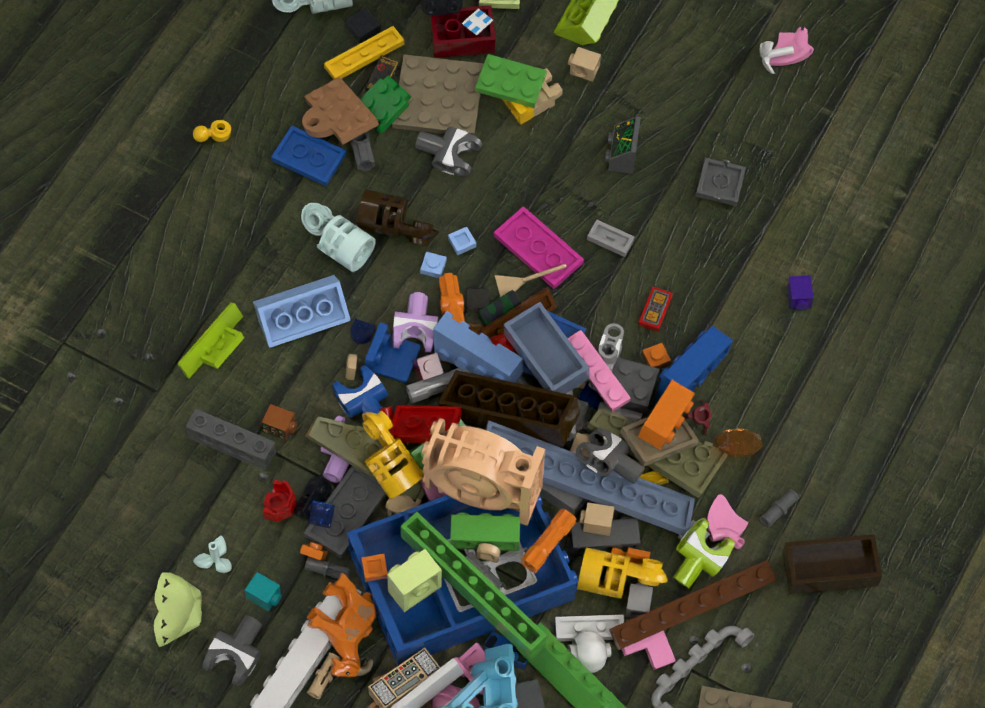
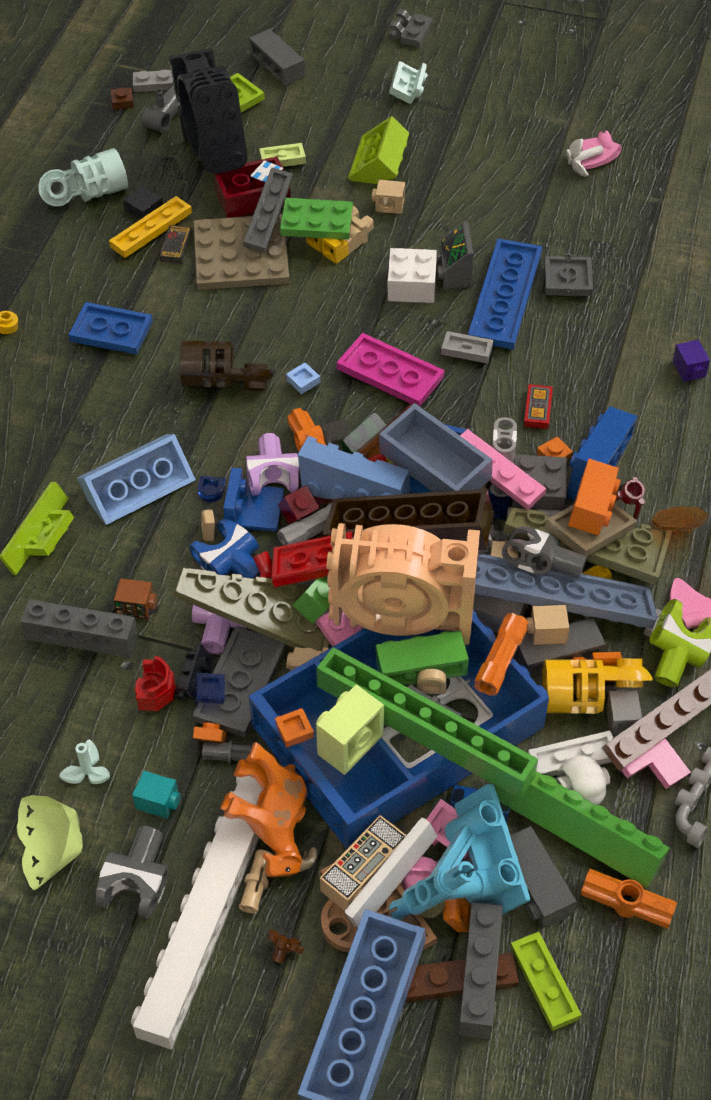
camera: 10 degrees left, 10 degrees down
(337, 112) = (134, 278): medium nougat plate -> none
(339, 237) = (162, 395): light aqua cylinder -> none
(363, 152) = (165, 304): dark grey piece -> none
(386, 102) = (182, 263): green plate -> none
(390, 455) = (283, 595): yellow cylinder -> none
(433, 265) = (276, 408): light blue plate -> none
(448, 148) = (266, 296): dark grey connector -> none
(469, 64) = (268, 210): none -> dark grey plate
(508, 283) = (363, 411): tan piece -> none
(582, 154) = (412, 275): none -> white brick
(660, 188) = (505, 292): none -> blue plate

